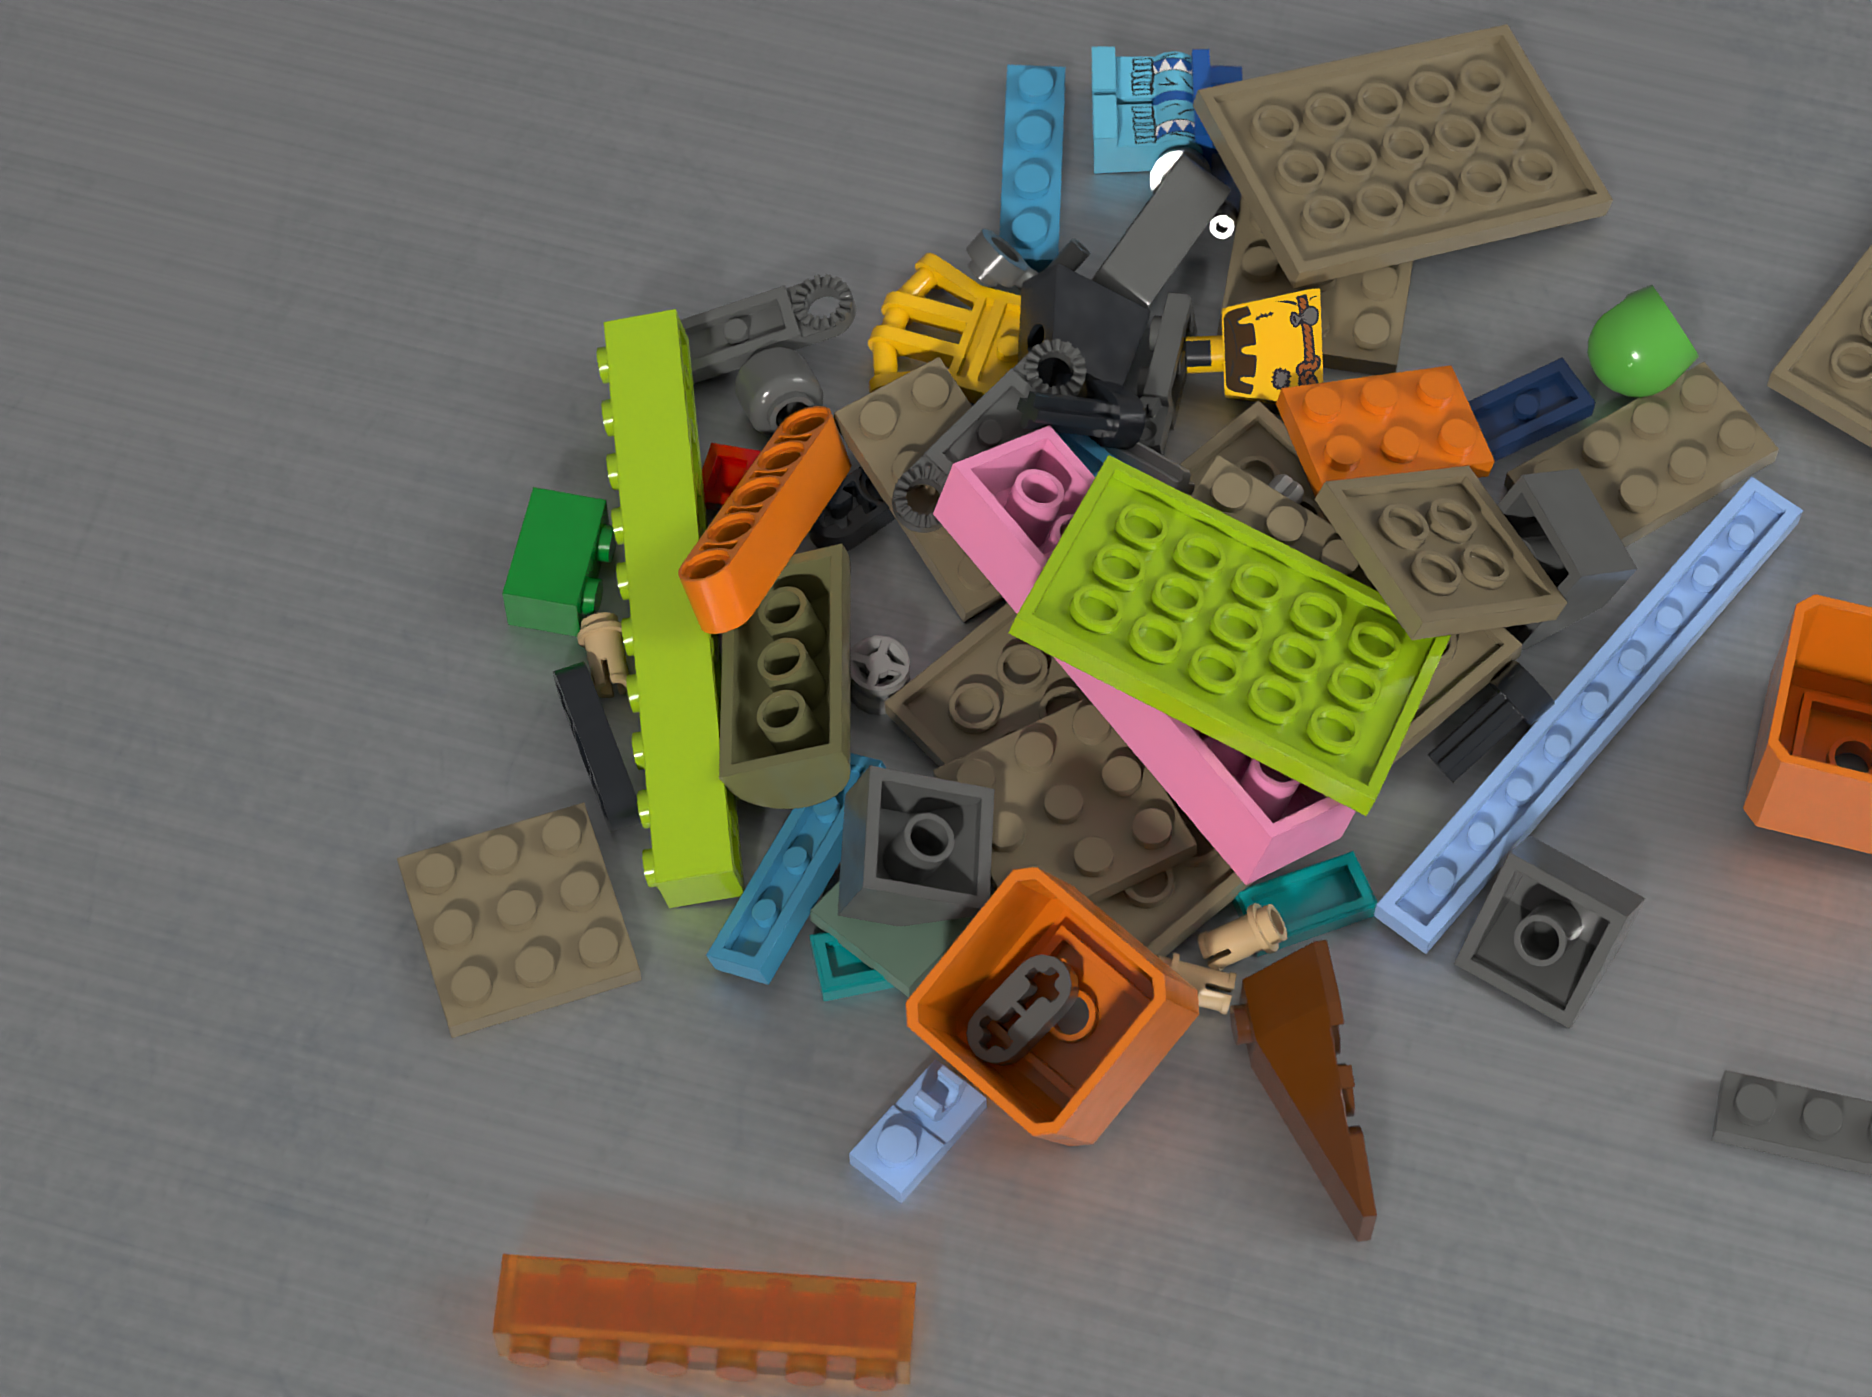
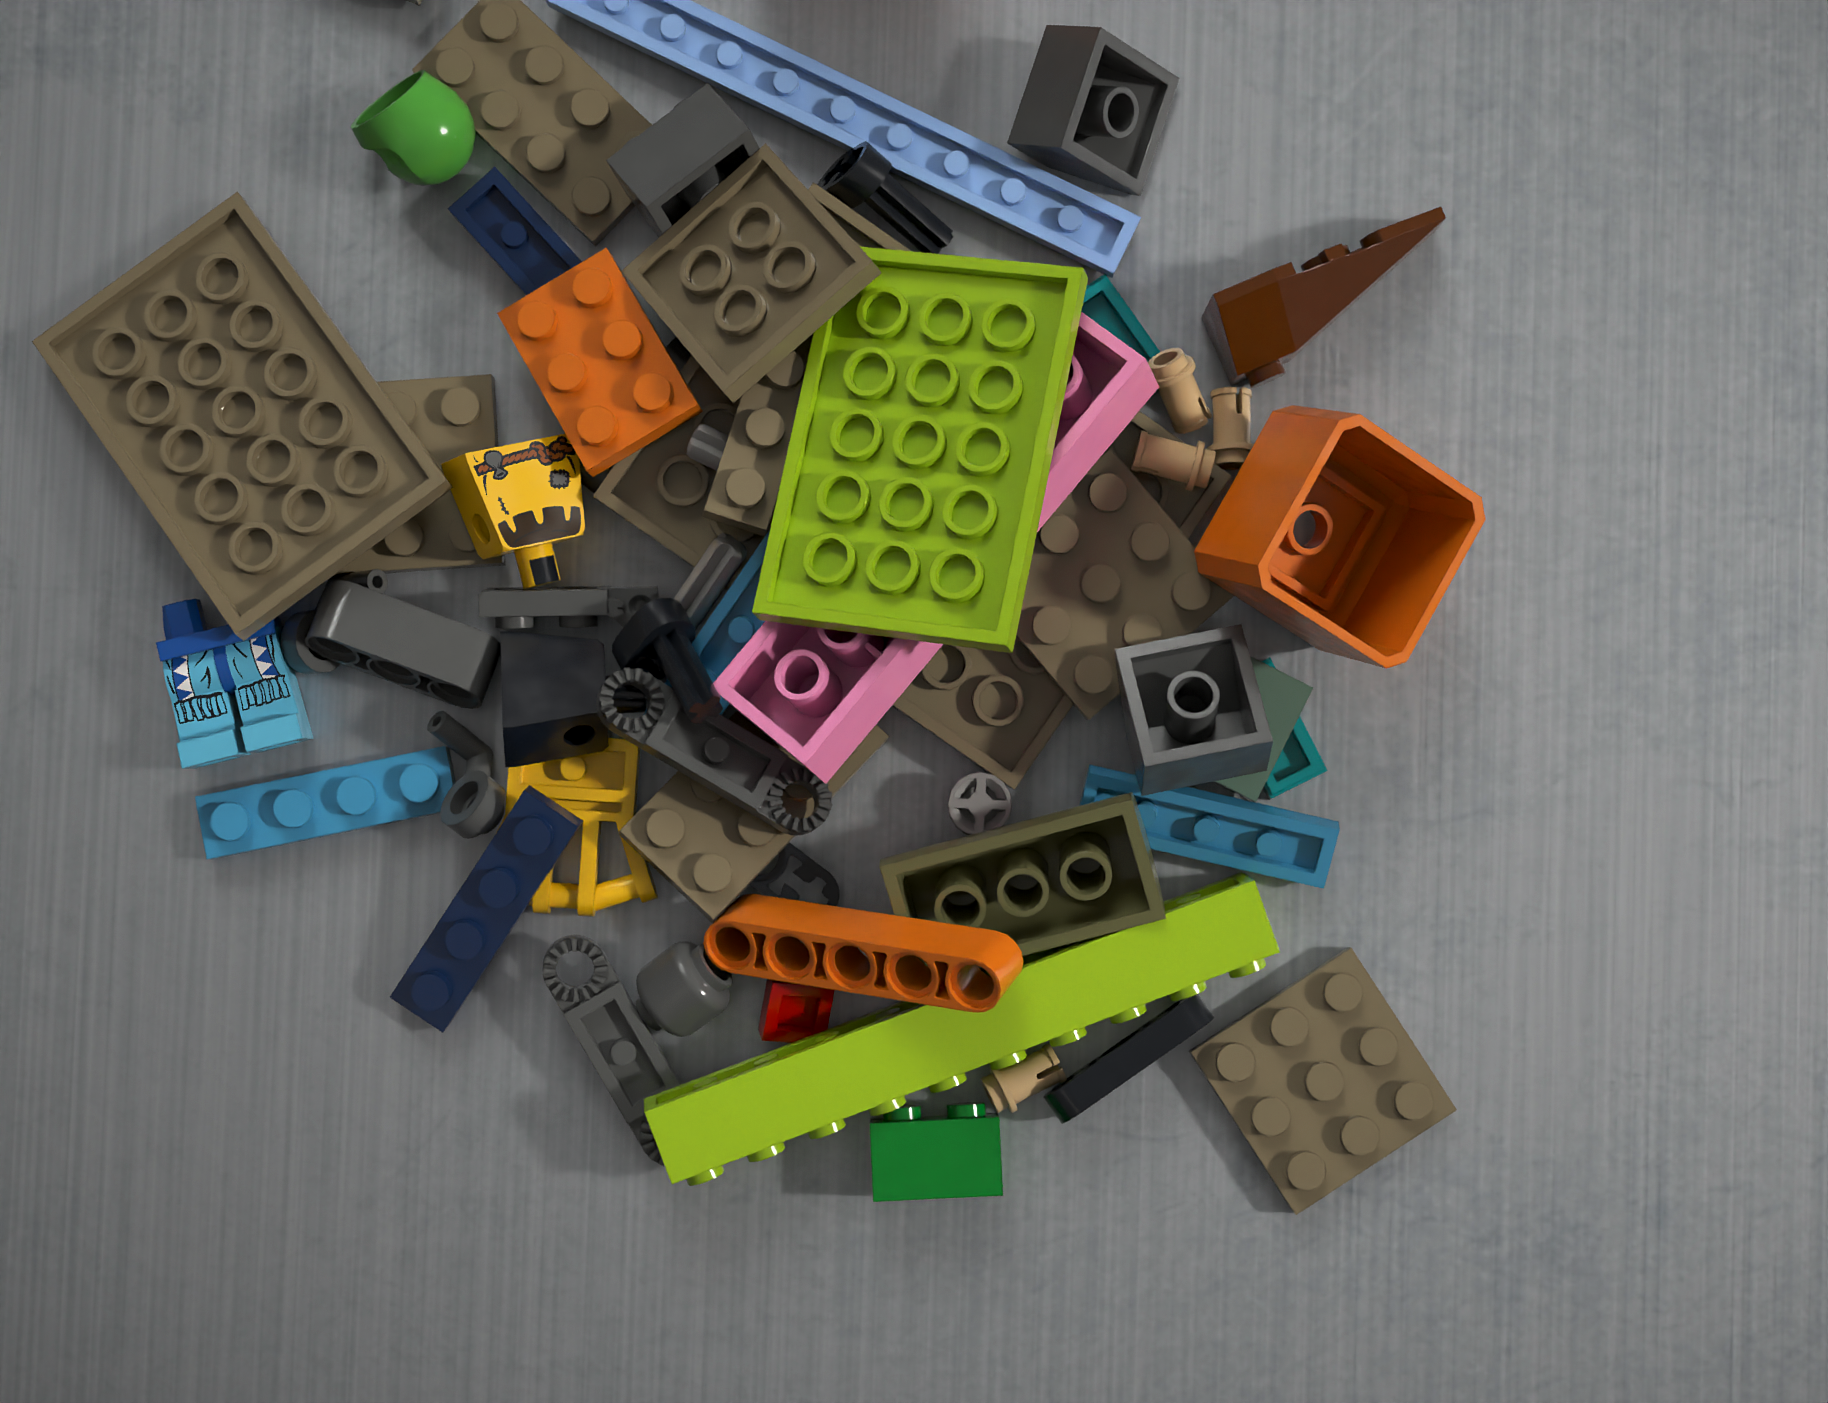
camera: 105 degrees left, 25 degrees up
(705, 1321) = (1683, 788): clear orange brick -> none
(900, 252) = (486, 908): none -> dark blue plate
(918, 1130) = (1457, 657): light blue plate -> none
(1034, 1021) = (1331, 561): dark grey beam -> none
(1163, 915) = (1174, 460): none -> tan pin

